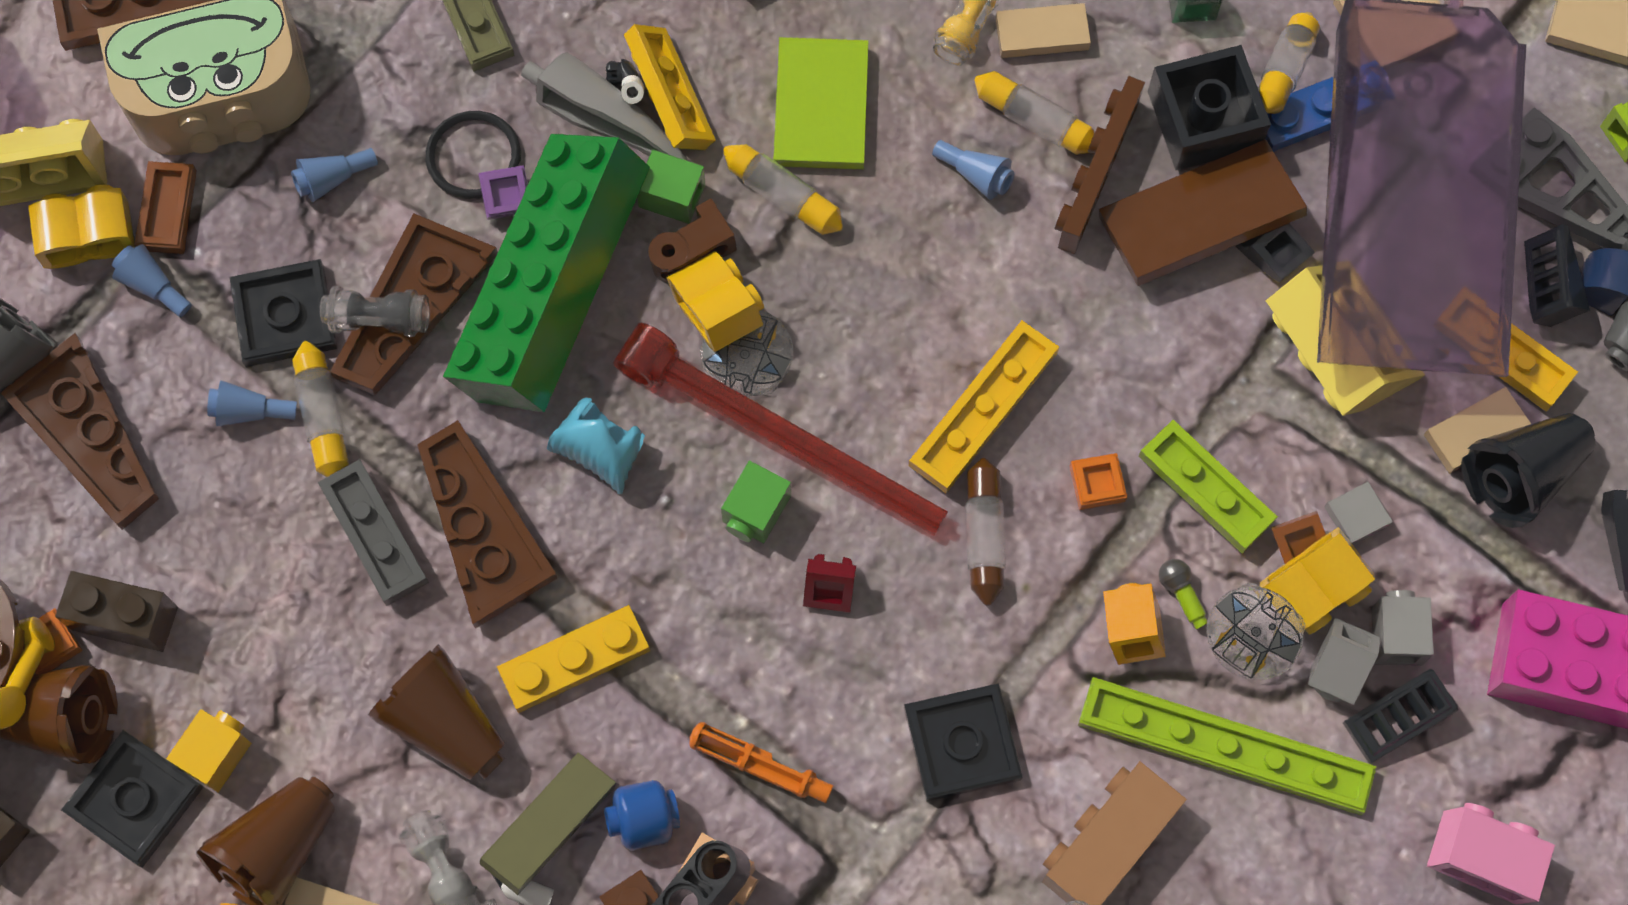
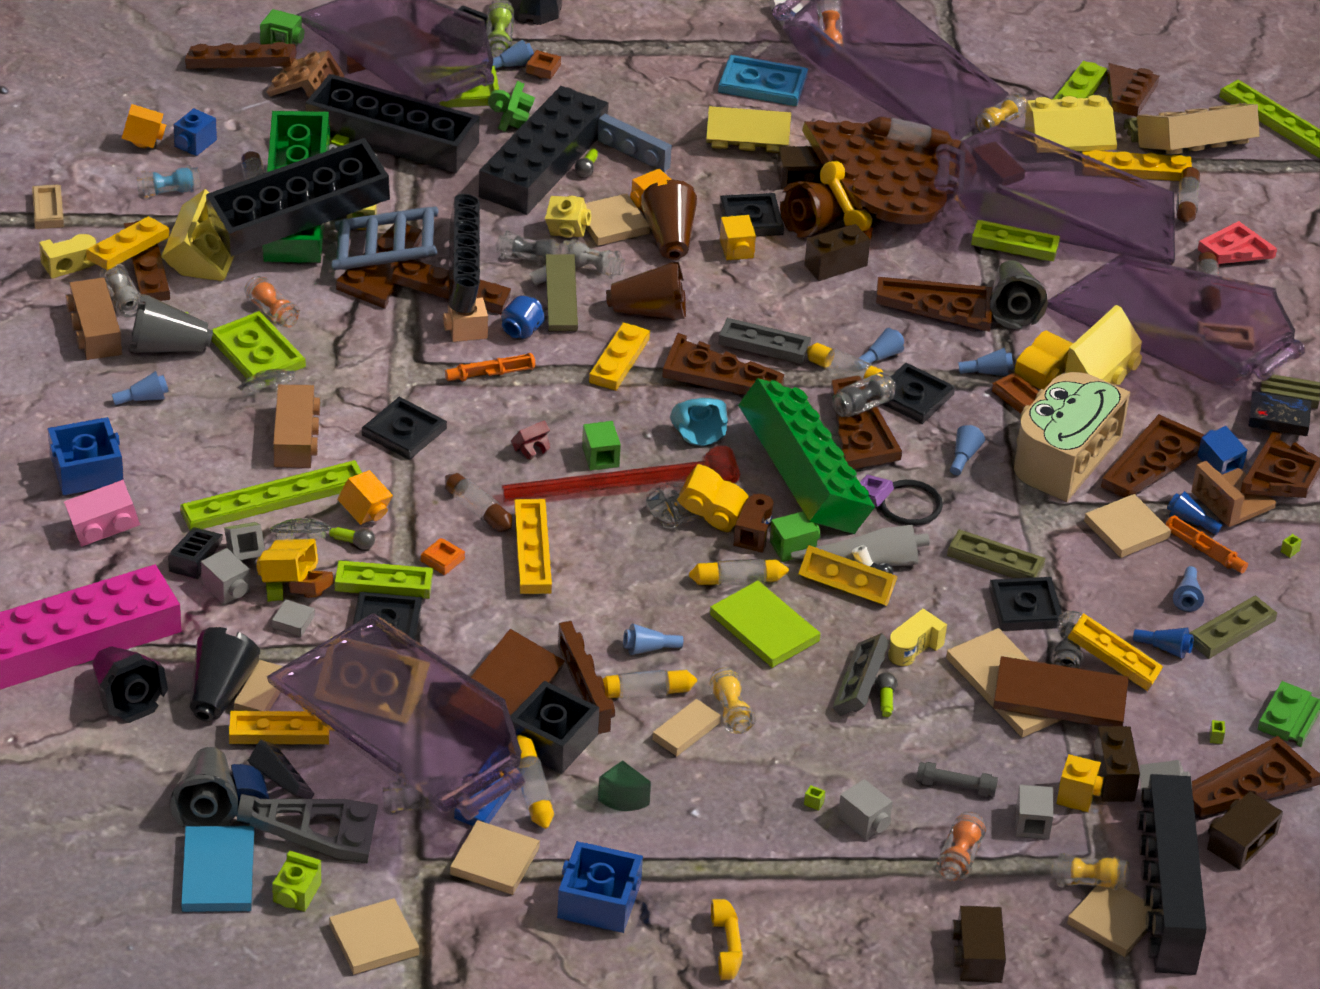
camera: 135 degrees right, 30 degrees down
(1249, 428) = (397, 610): none -> black tile

